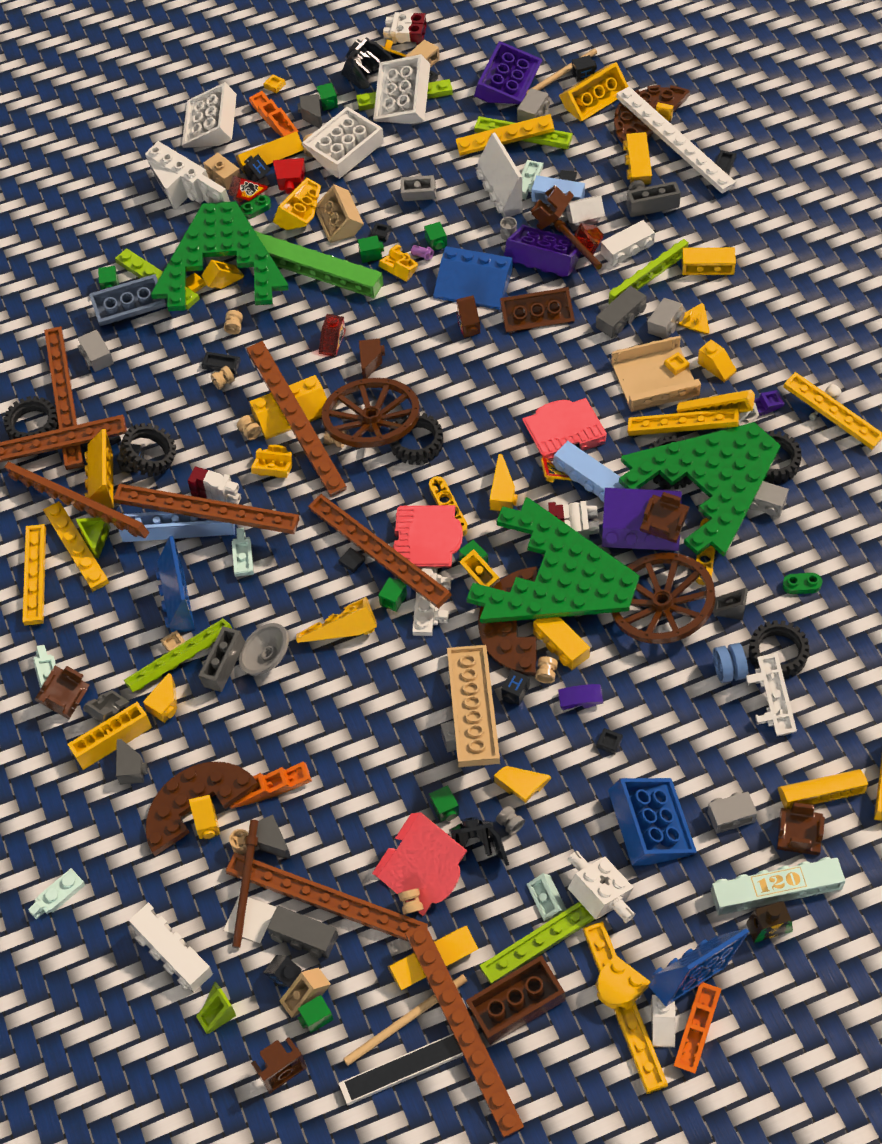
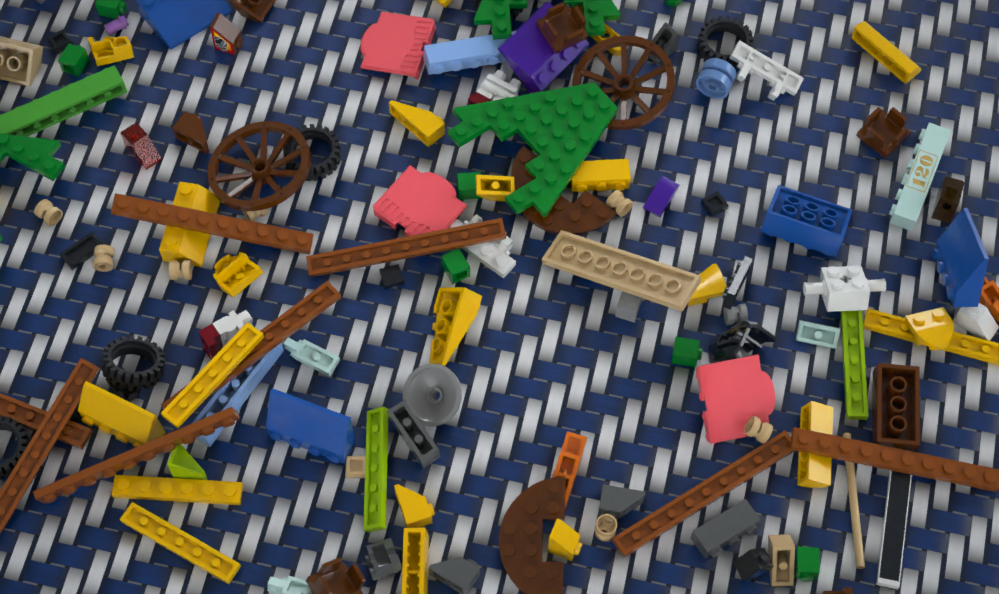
camera: 60 degrees left, 5 degrees up
(162, 496) = (212, 375): none -> yellow plate
(251, 842) = (619, 515): reddish brown bar -> none
(256, 919) = (678, 565): white sticker -> none
(445, 492) = (376, 173): yellow beam -> none
(515, 687) = (618, 234): black brick -> none
(537, 800) = (736, 282): none -> plate
(551, 472) = (435, 79): piece -> none
(732, 812) = (839, 163): light grey brick -> none
(824, 789) = (860, 95): yellow brick -> none

